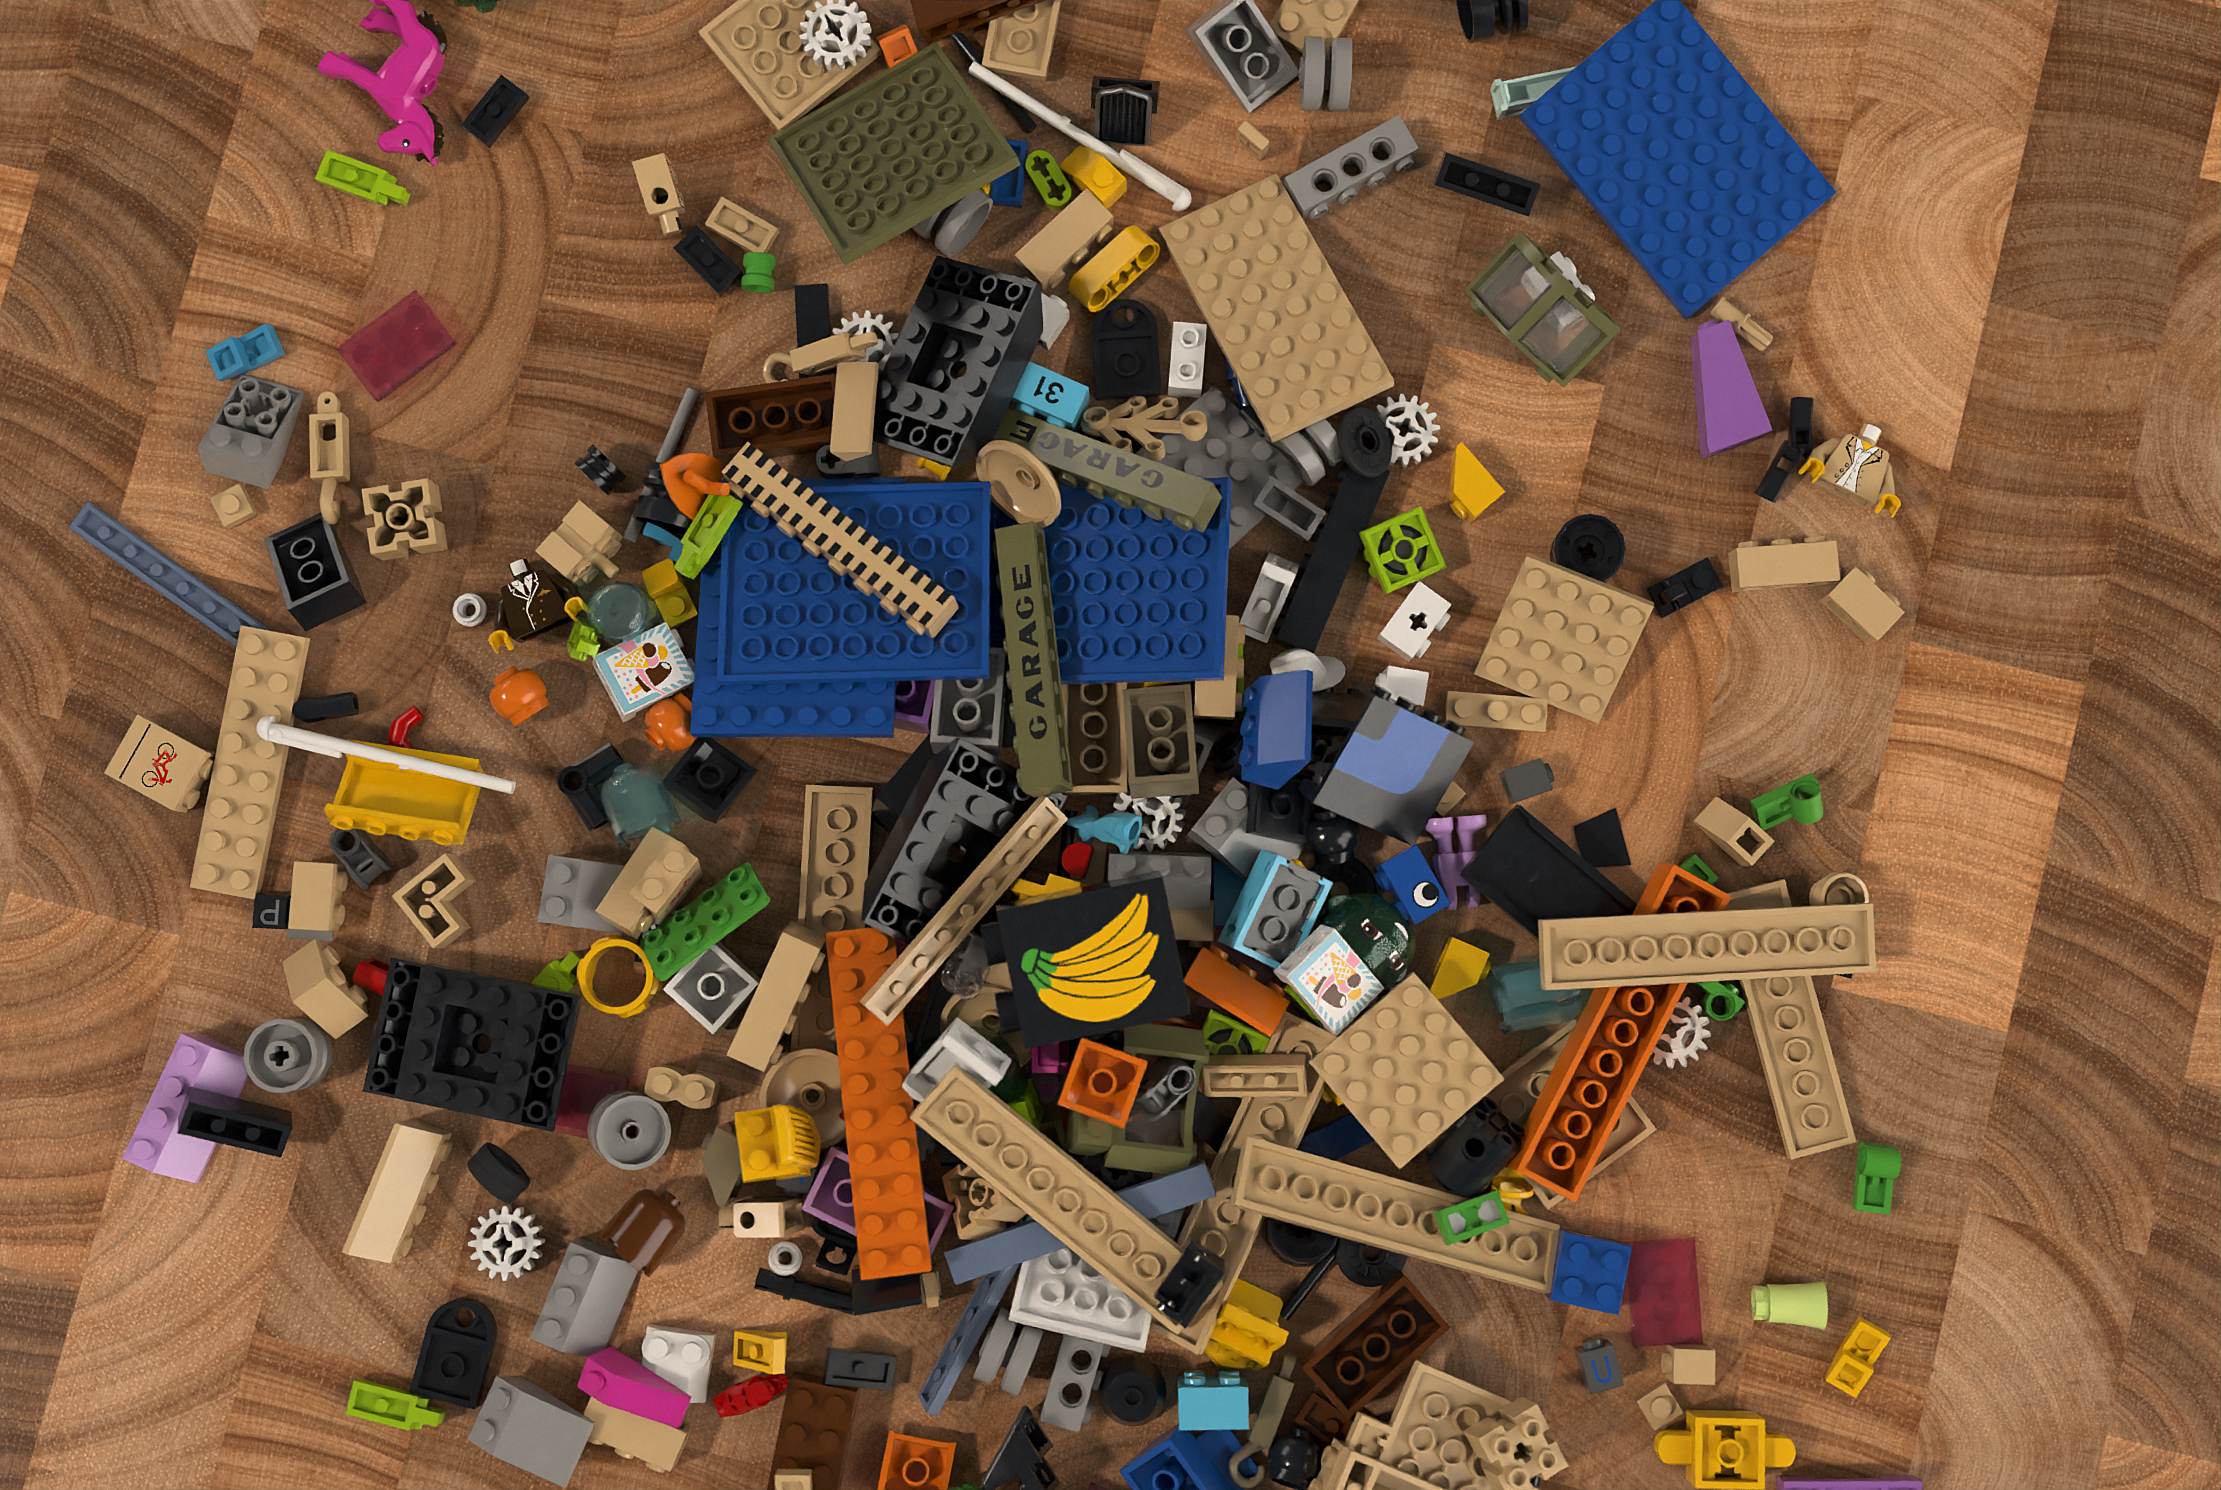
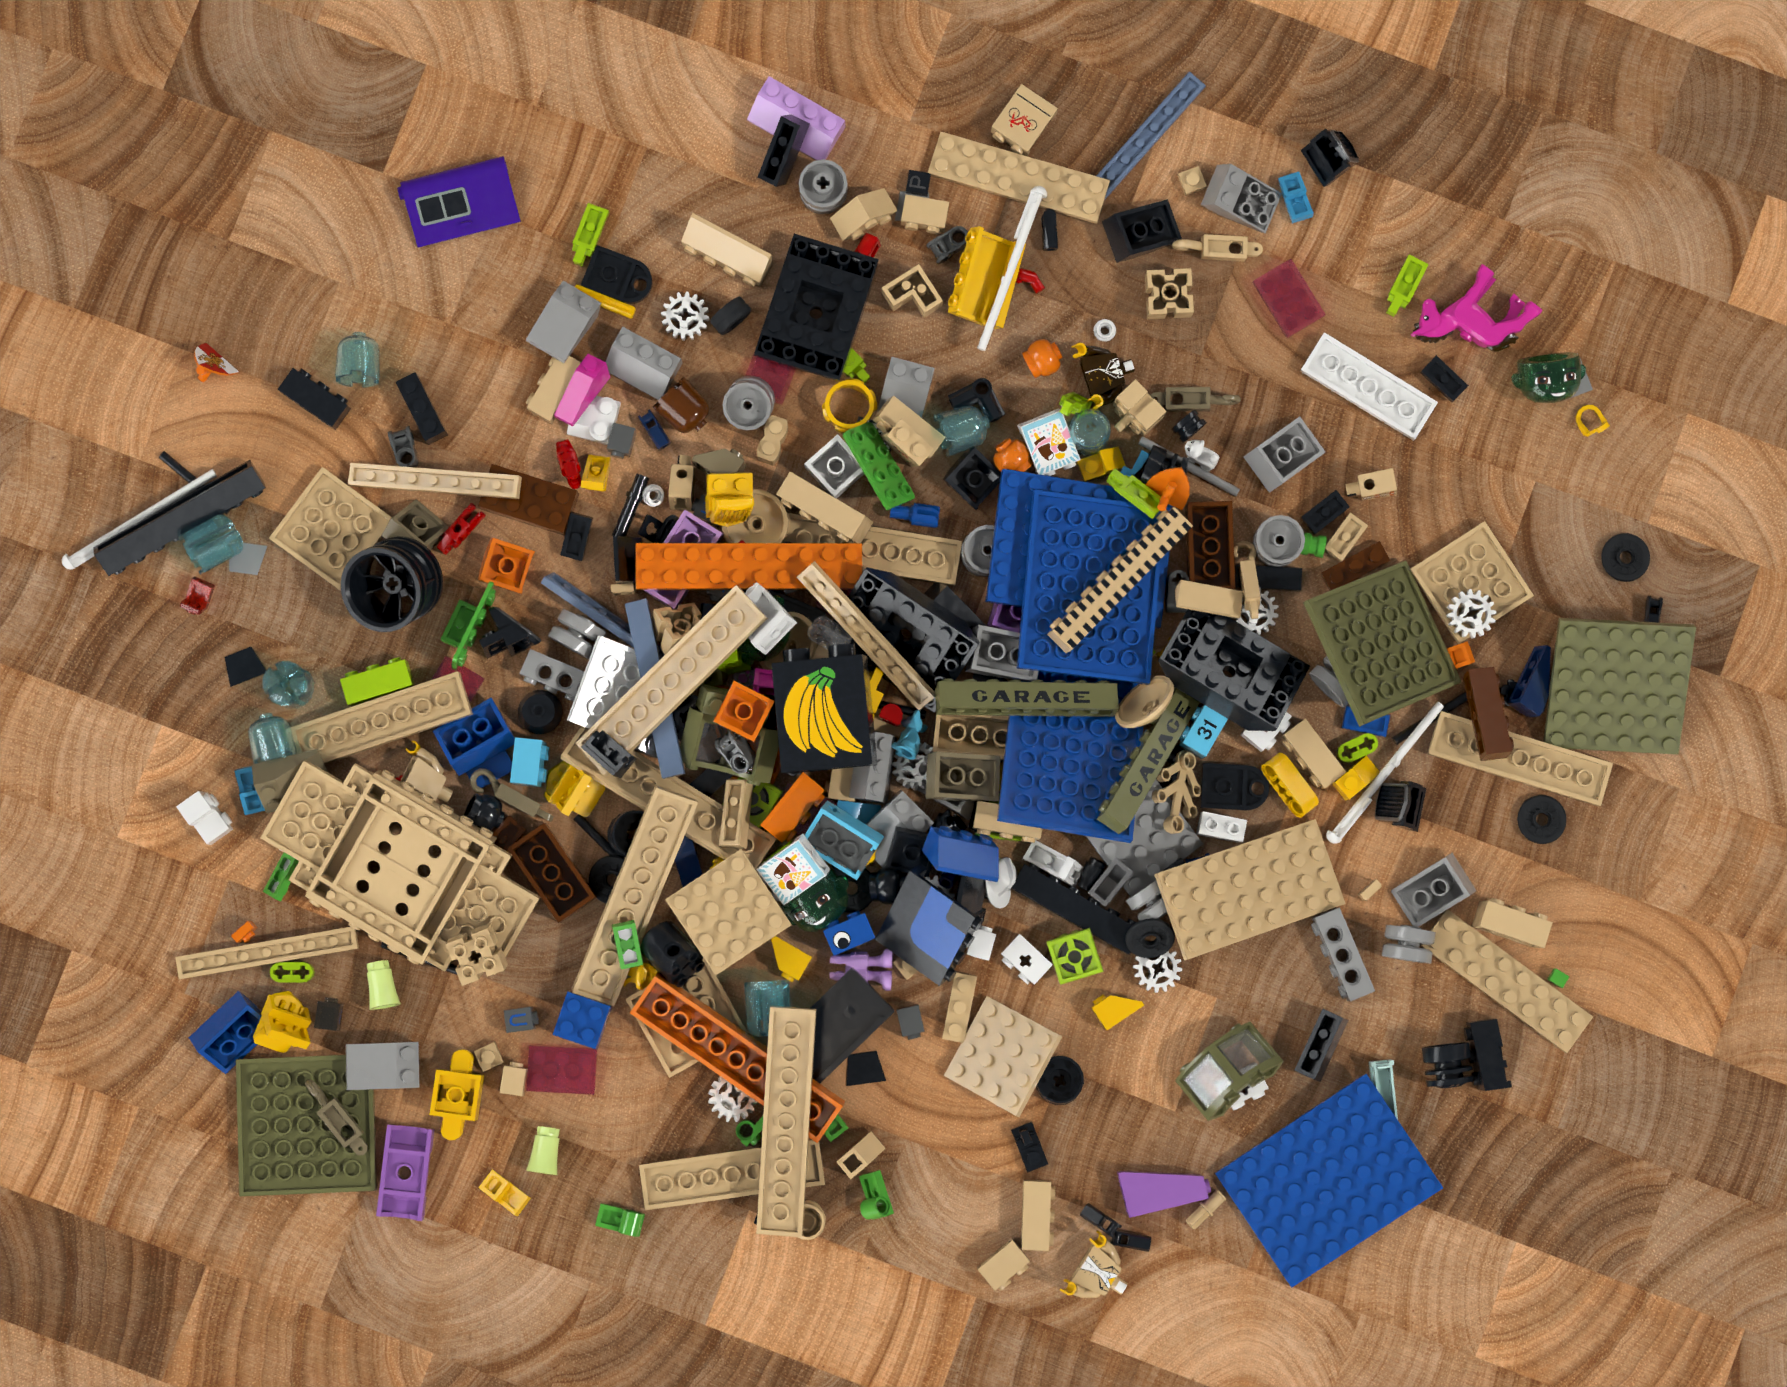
camera: 85 degrees right, 0 degrees up
(176, 308) = (1330, 155): none -> black piece
(498, 1359) = (609, 303): none -> yellow axle
(516, 217) = (1369, 386): none -> white plate
(558, 465) = (1193, 399): none -> dark tan piece
(630, 328) = (1284, 454): none -> light grey slope
(642, 445) = (1199, 454): none -> white animal
(688, 1265) = (656, 432): none -> dark blue bar
(706, 1317) = (621, 440): none -> dark grey brick
(739, 318) = (1286, 530): none -> light grey wheel
(773, 855) = (917, 514): none -> blue arm
(784, 210) = (1355, 566): none -> reddish brown plate
(821, 766) = (972, 550): none -> light grey wheel
(1275, 540) = (1091, 873): none -> black cone

